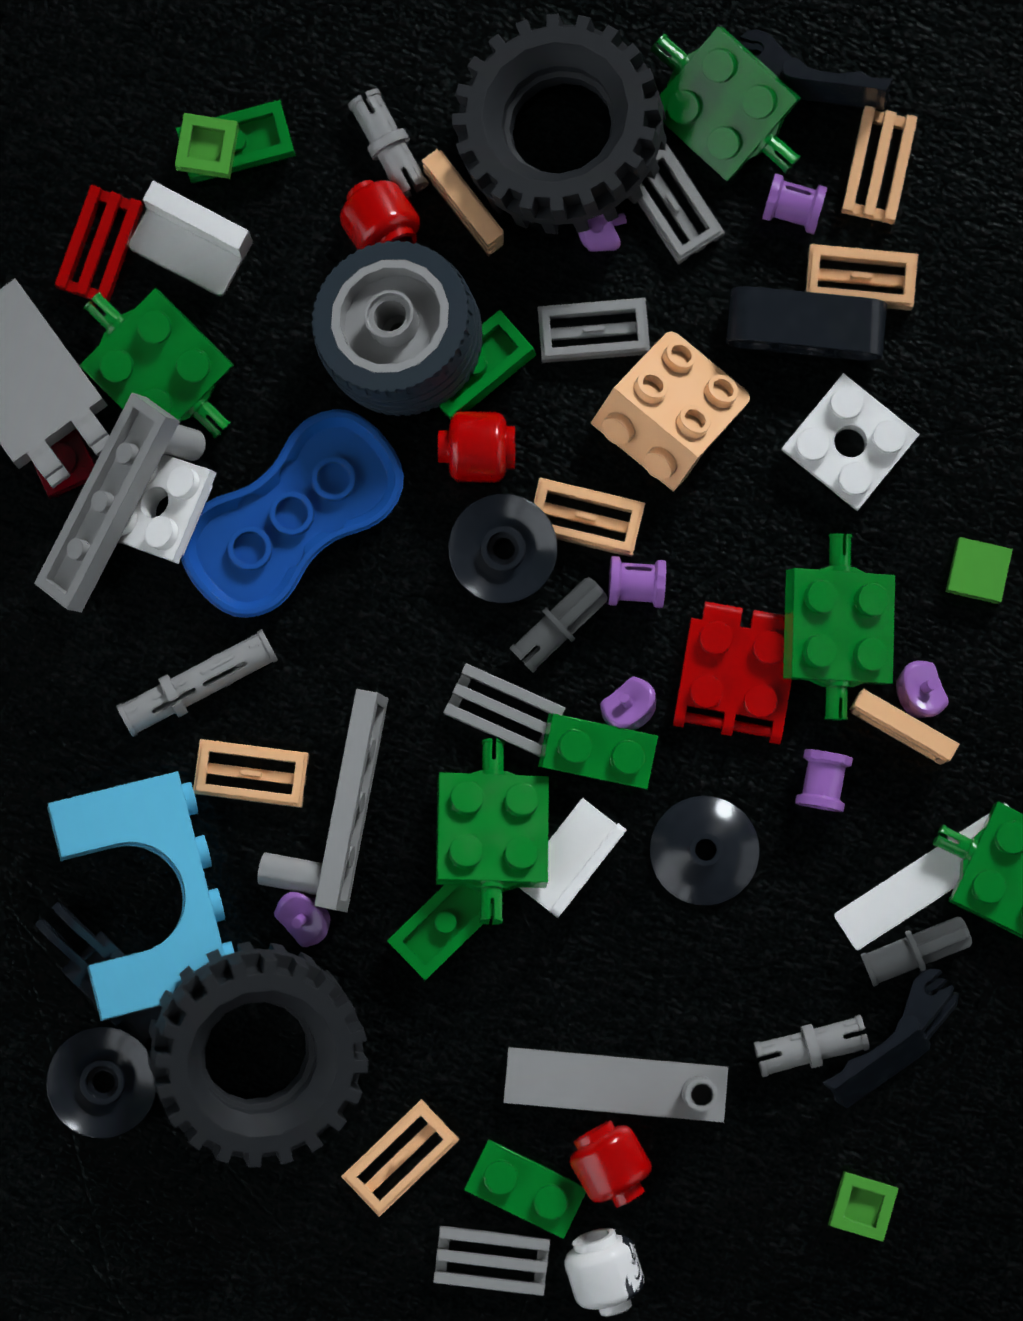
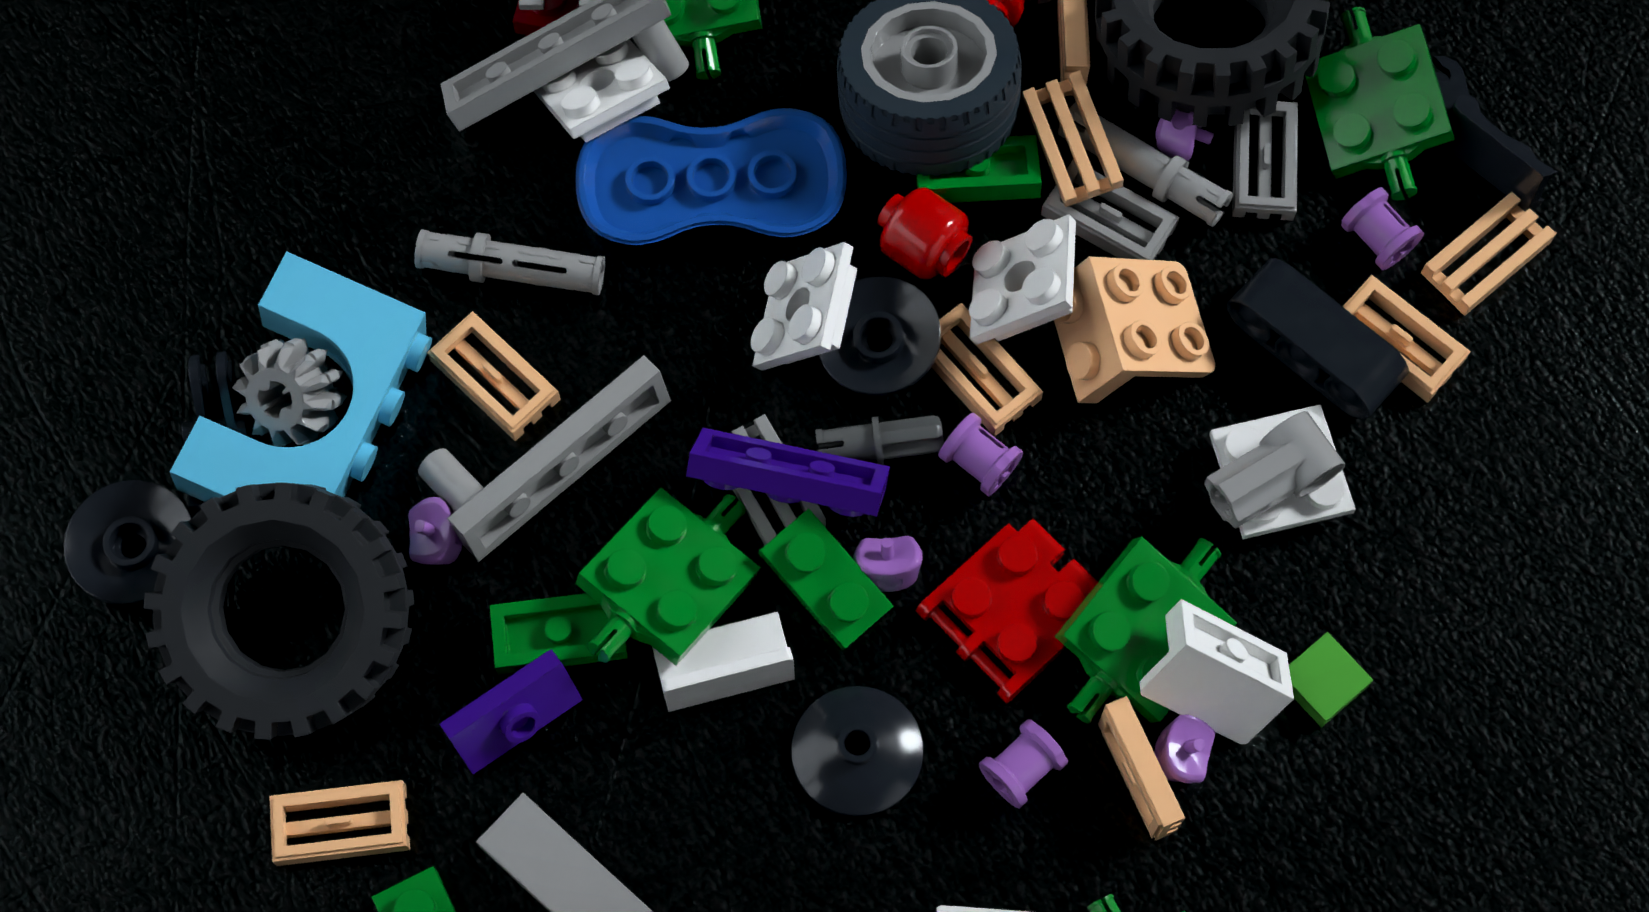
camera: 35 degrees right, 15 degrees down
(127, 897) = (289, 392): none -> light grey gear
(418, 557) = (804, 307): none -> white piece
(459, 1001) = (511, 711): none -> dark purple plate
(493, 270) = (1055, 93): none -> light nougat tile
(520, 697) = (788, 472): none -> dark purple plate
(555, 440) = (1023, 280): none -> white piece
(591, 273) = (1164, 175): none -> light grey pin
(856, 443) = (1288, 462): none -> light grey piece
(912, 624) = (1219, 674): none -> white panel

